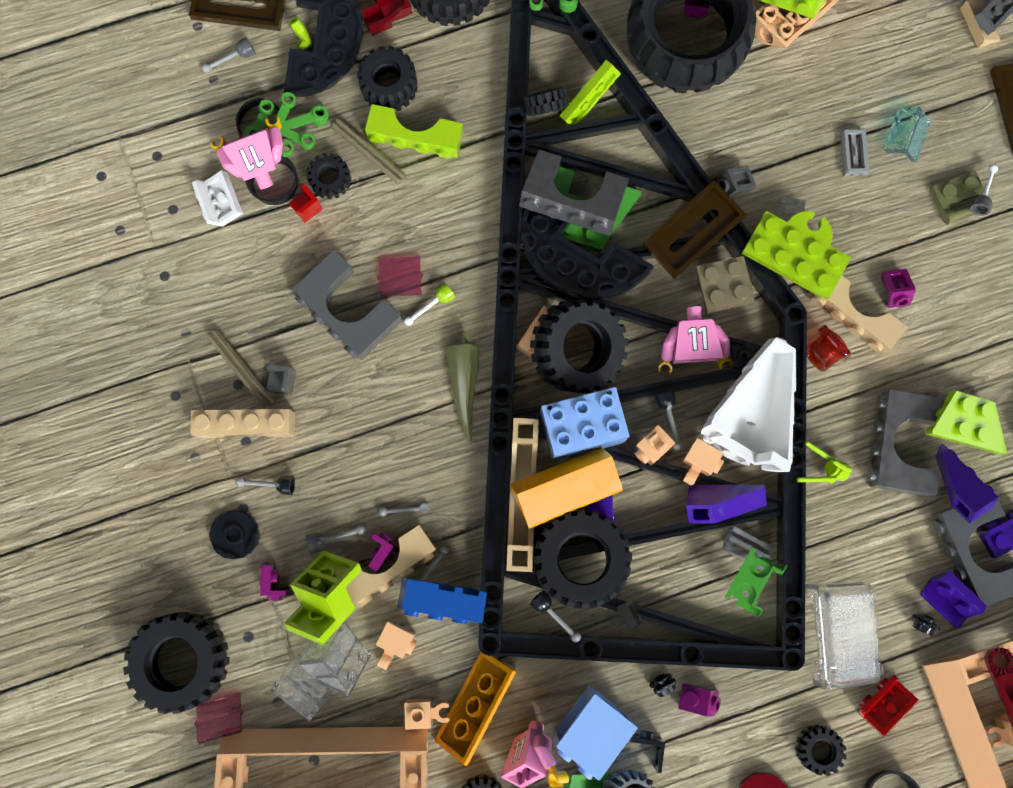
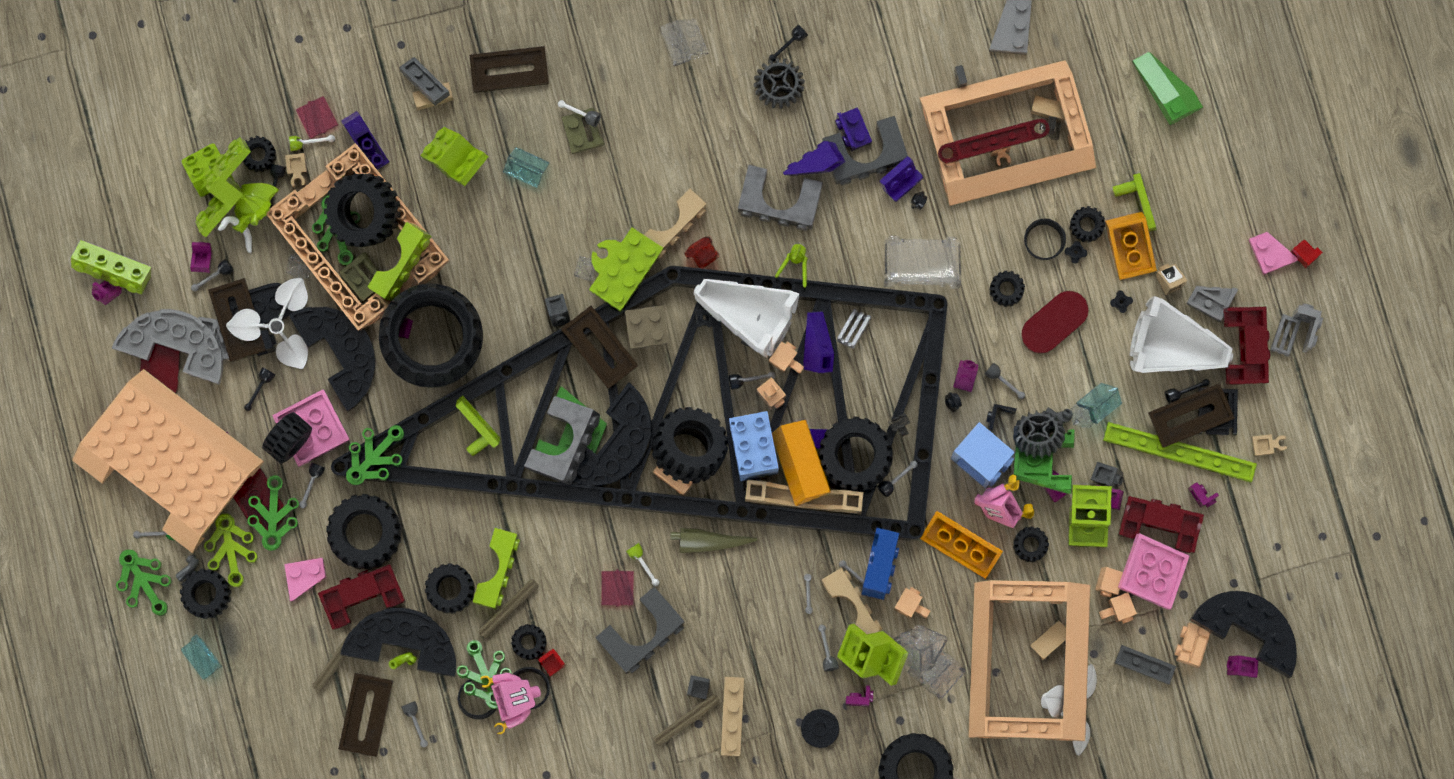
camera: 85 degrees left, 0 degrees up
(217, 199) = (543, 734): white bracket -> none
(219, 718) = (960, 741): clear pink piece -> none
(284, 485) = (782, 687): hinge -> none
(380, 555) = (843, 612): magenta bracket -> none
(420, 713) = (964, 585): light nougat brick -> none
(546, 101) = (483, 457): black tyre -> none
(695, 342) = (691, 354): bright pink torso -> none
(707, 738) = (994, 372): none -> hinge
(753, 581) = (879, 328): bright green piece -> none
(855, 170) = (537, 211): light grey tile -> none
(887, 705) = (976, 236): red bracket -> none
(899, 287) = (655, 190): magenta bracket -> none
(913, 45) = (454, 156): none -> lime bracket
(969, 422) = (767, 150): wing -> none

